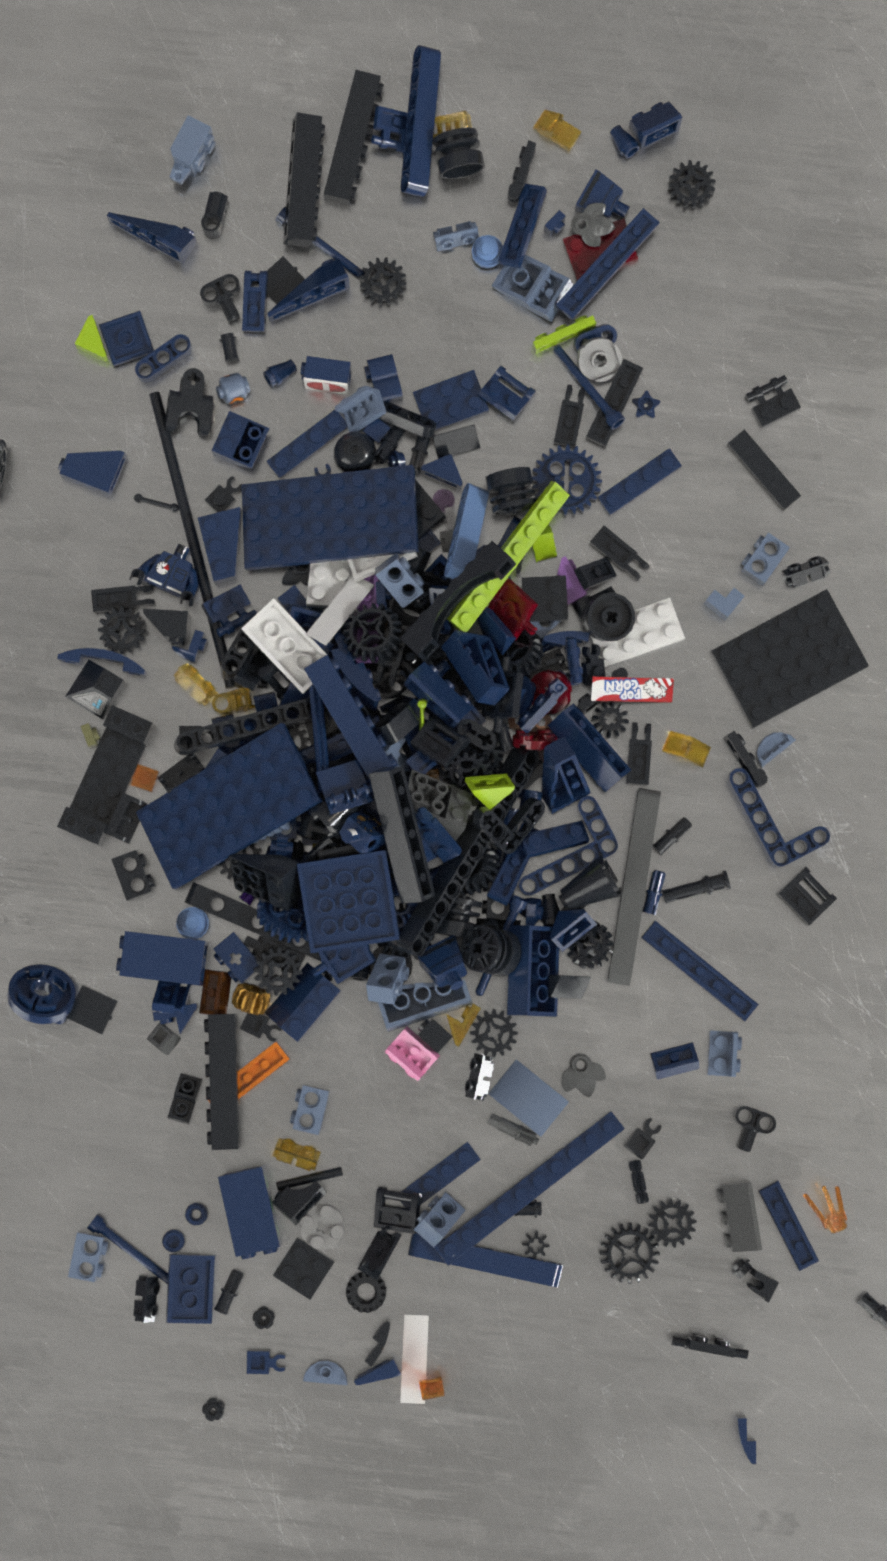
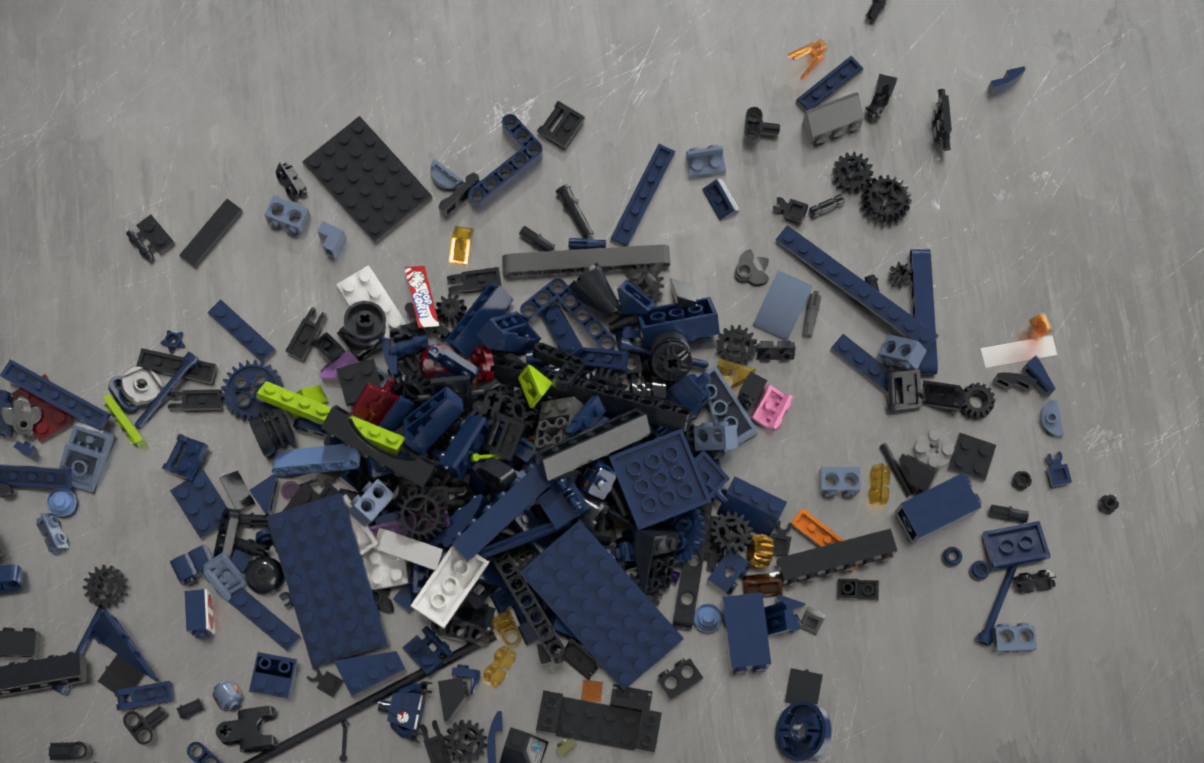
camera: 105 degrees left, 10 degrees down
(278, 373) = (205, 659): dark blue cone -> none

